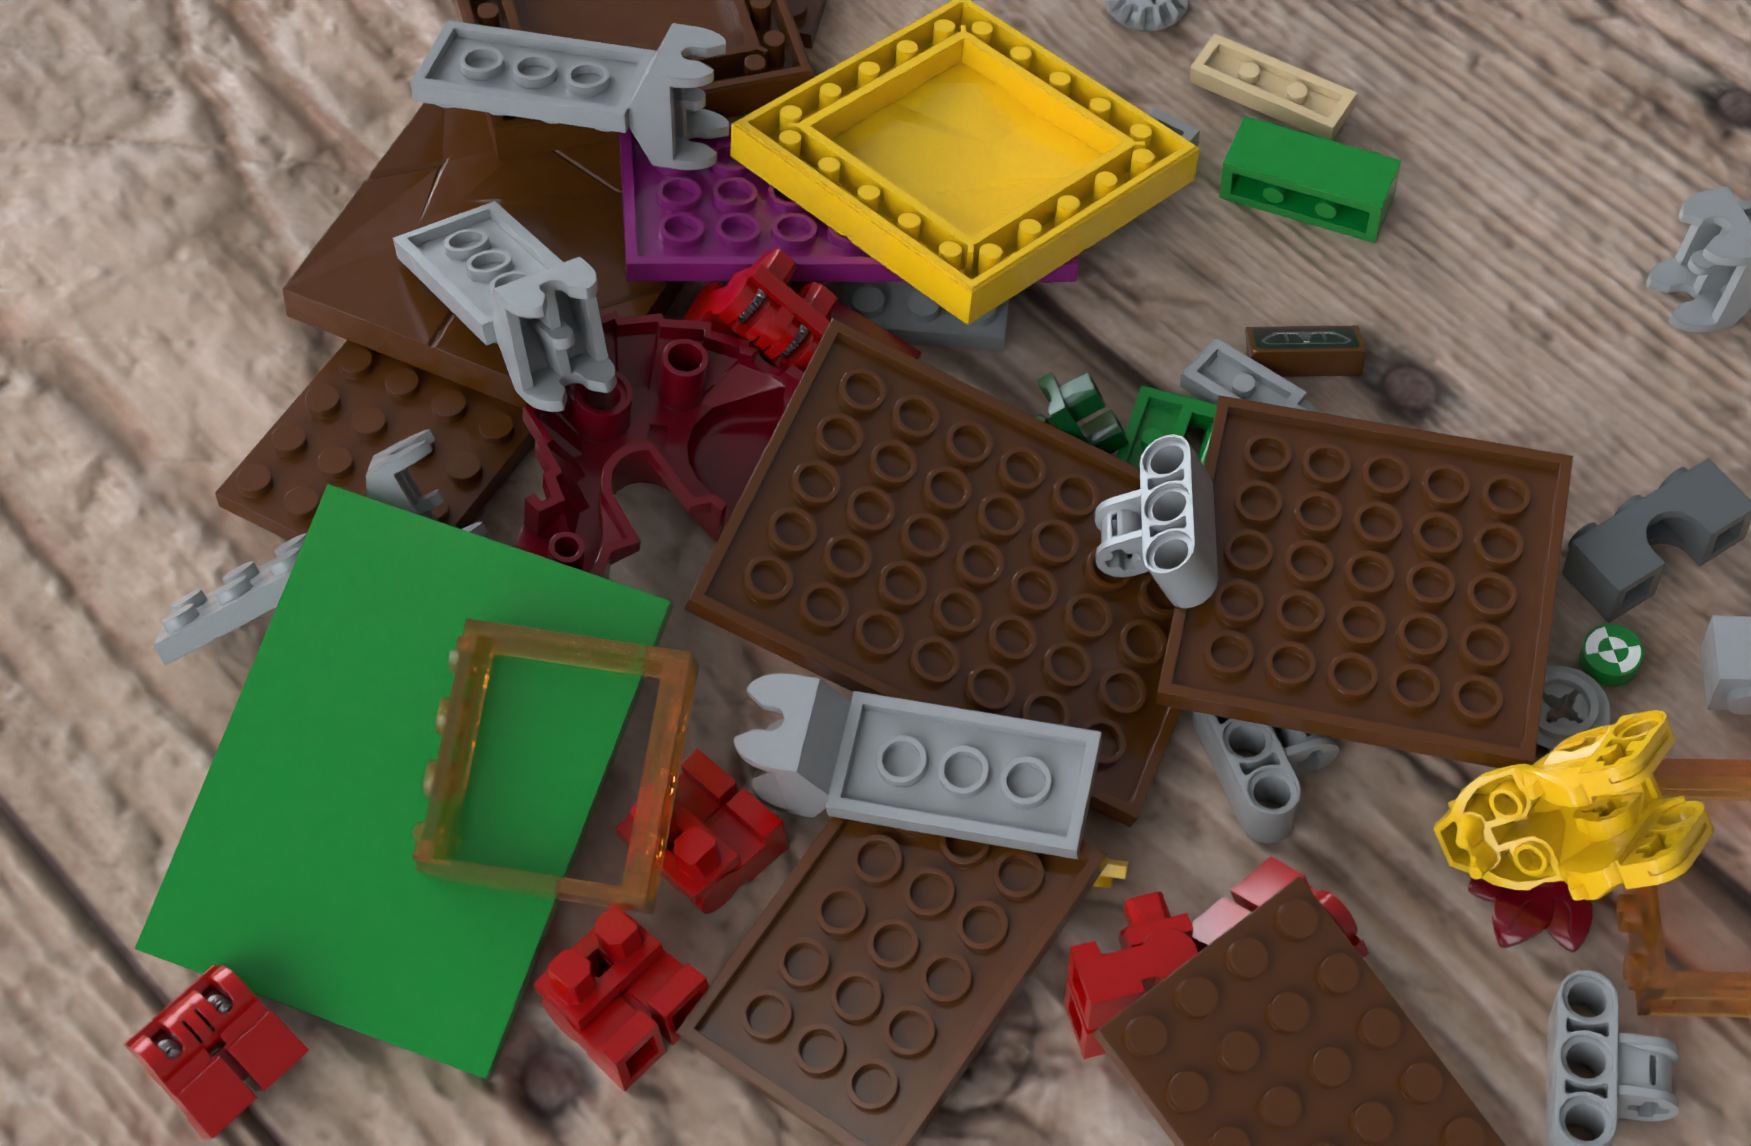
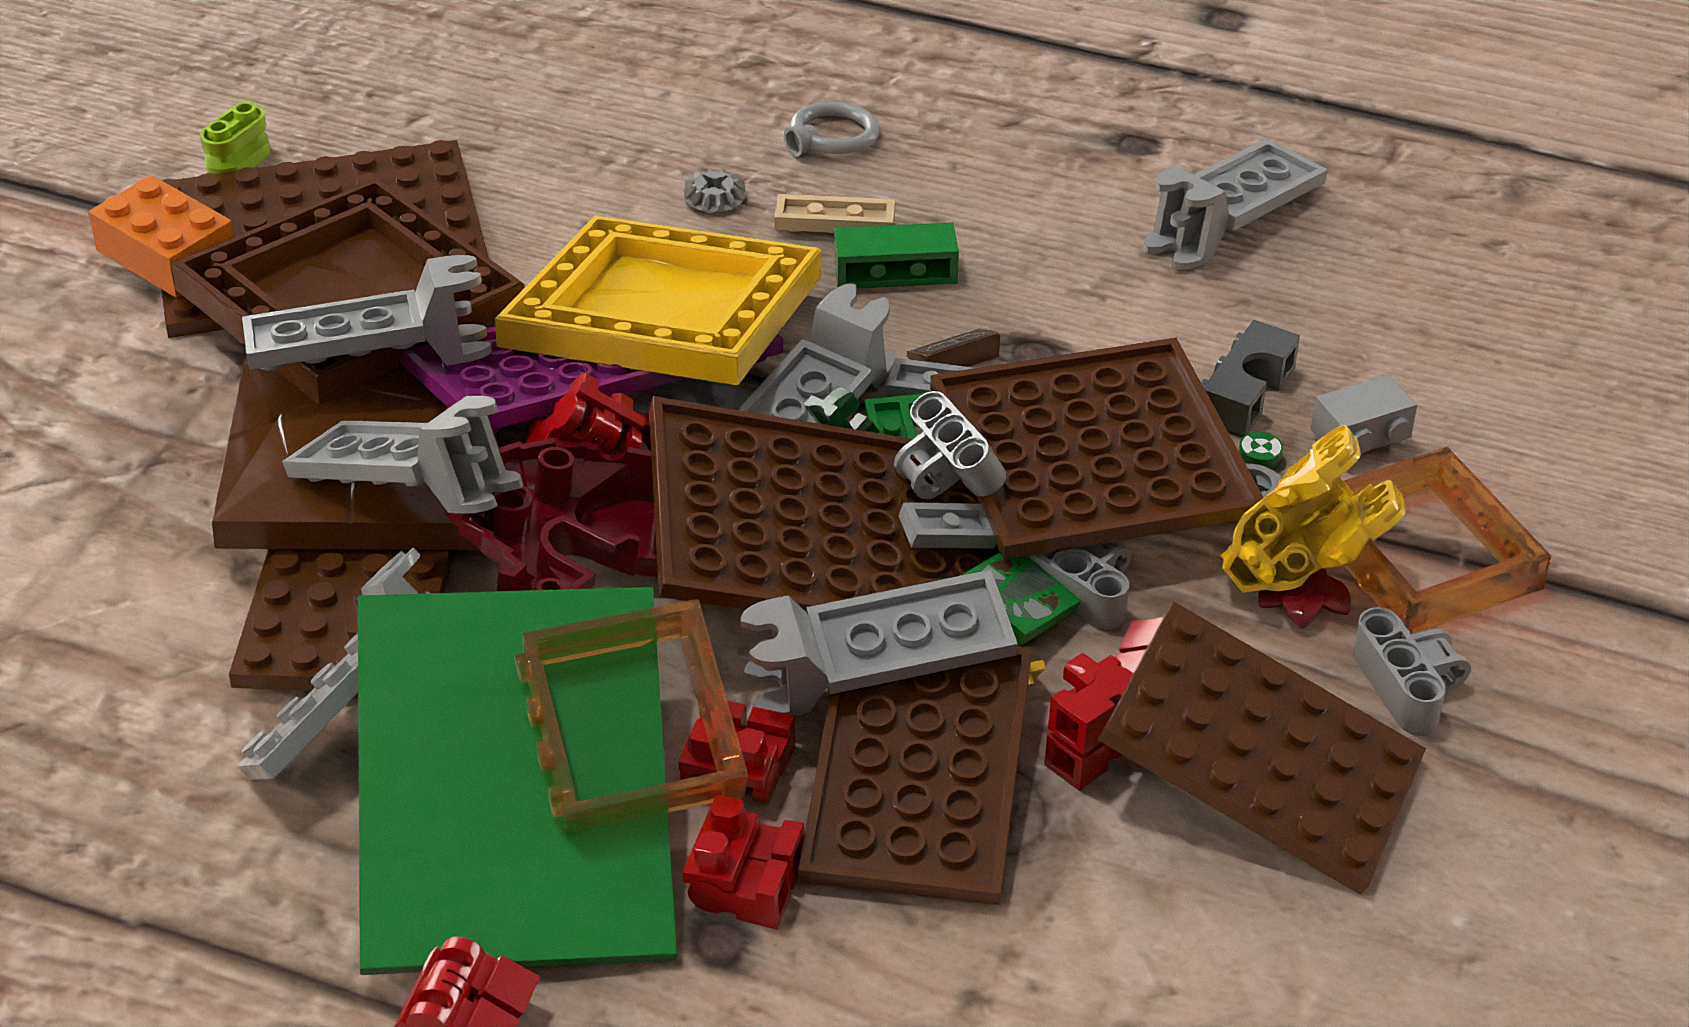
camera: 30 degrees left, 15 degrees down
(1102, 328) = (841, 352): none -> light grey hinge
(1111, 627) = (946, 525): none -> light grey plate
(1154, 760) = (1029, 595): none -> tile

